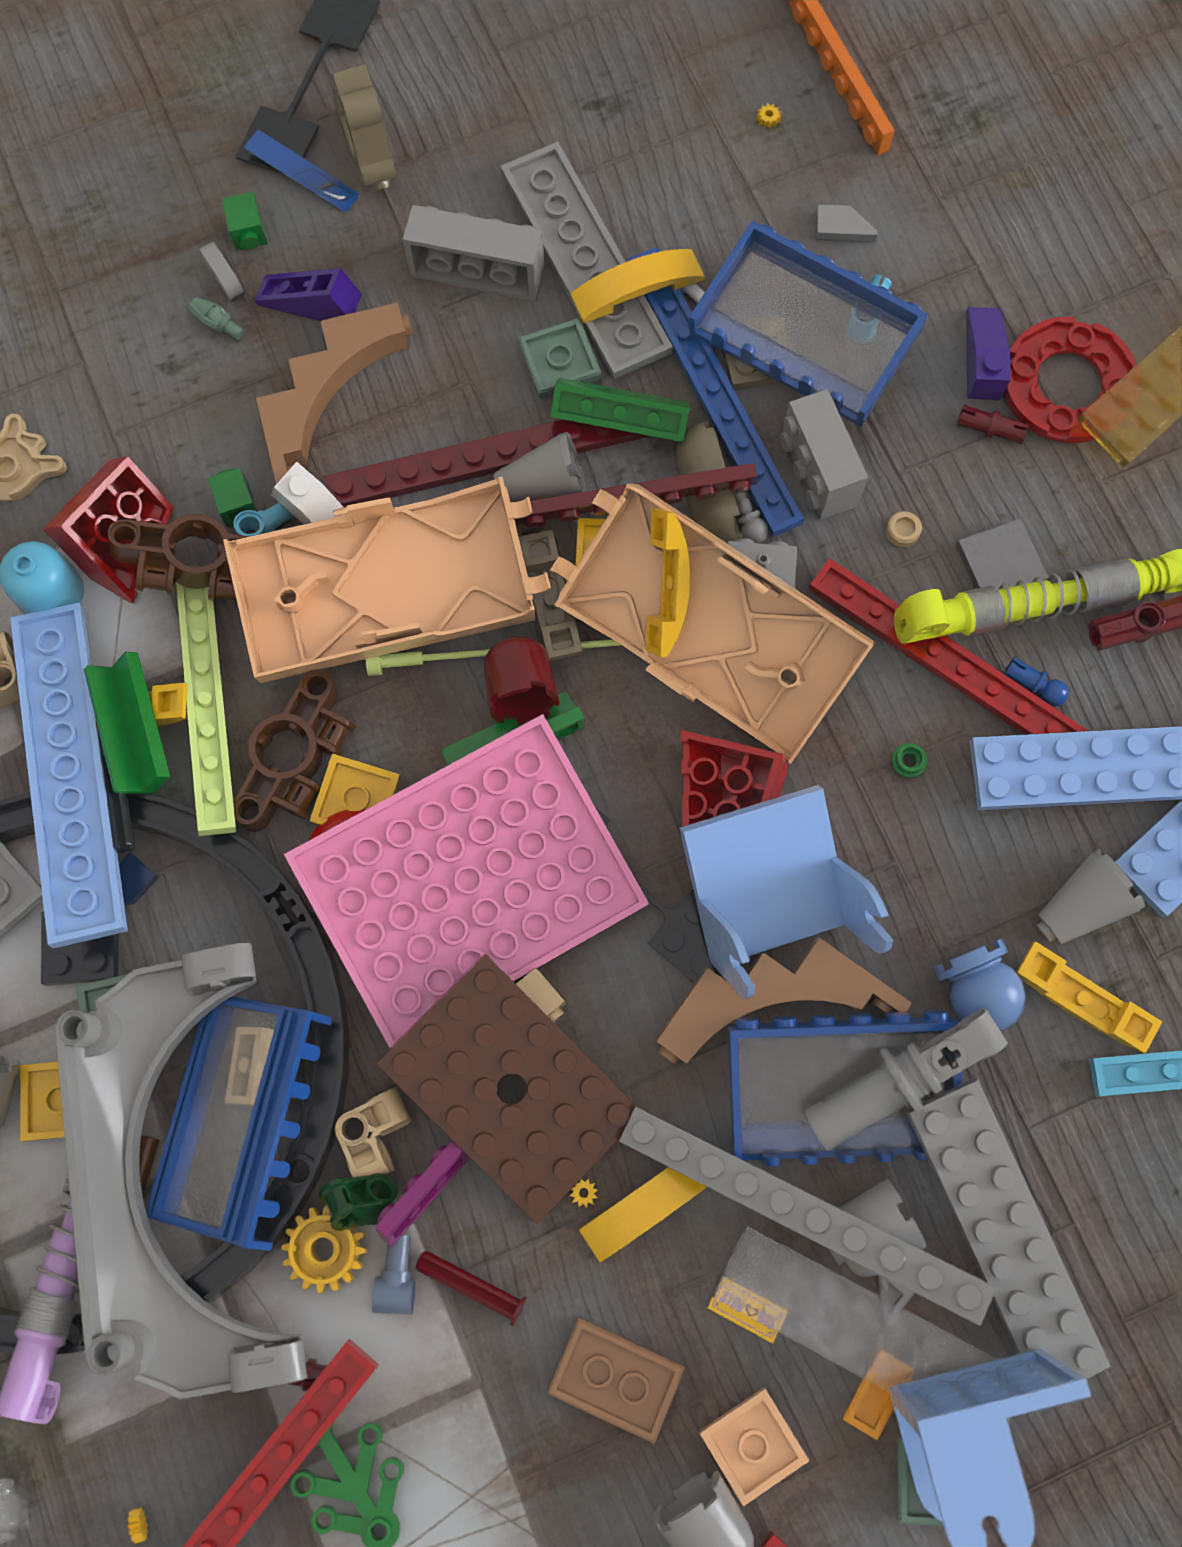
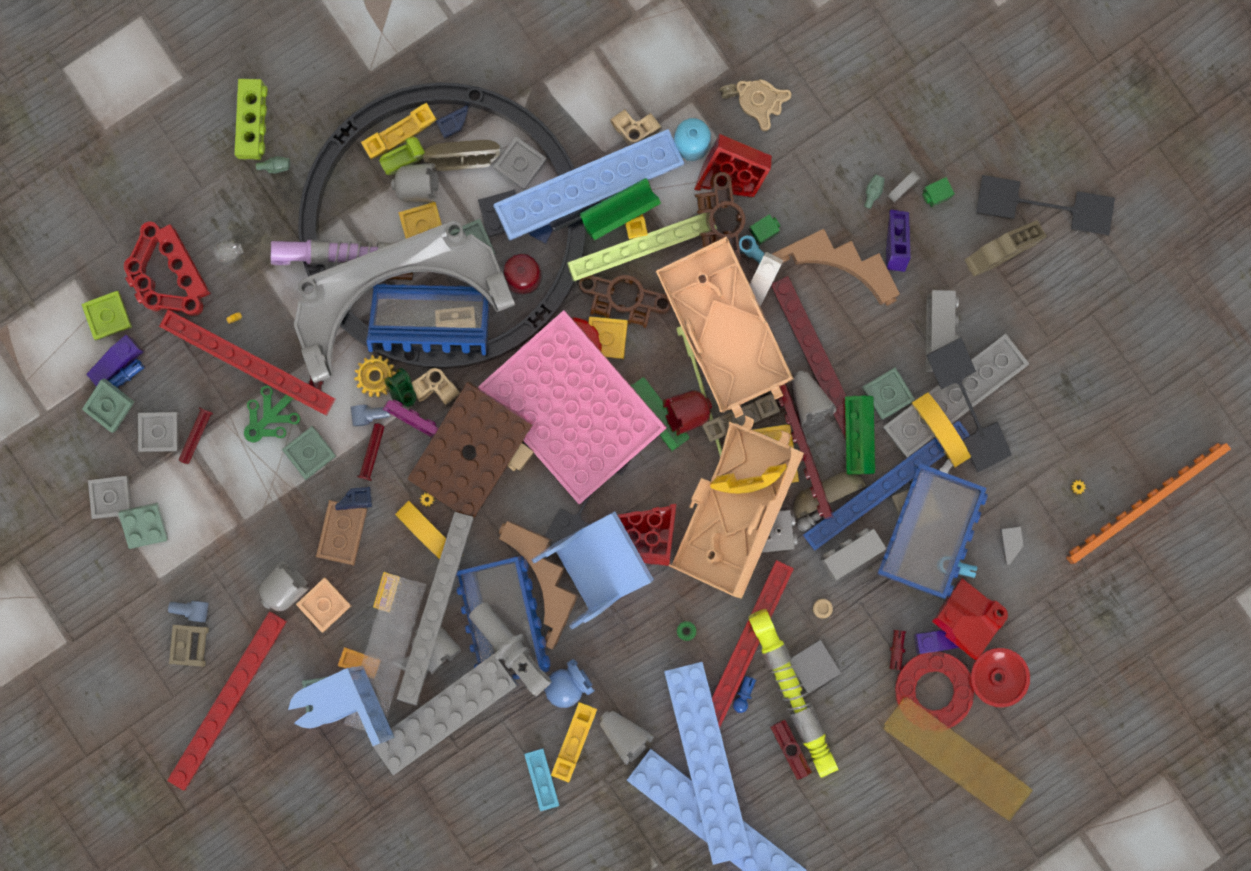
camera: 80 degrees right, 10 degrees up
(198, 921) = (522, 274): none -> dark red cylinder
(301, 171) = (980, 216): blue sticker -> none
(444, 1417) = (309, 452): none -> sand green plate
(536, 228) = (951, 366): none -> black hinge
(555, 1337) = (355, 499): none -> dark blue tile
(965, 296) = (970, 619): none -> red slope
(1069, 258) = (1013, 681): none -> red dish

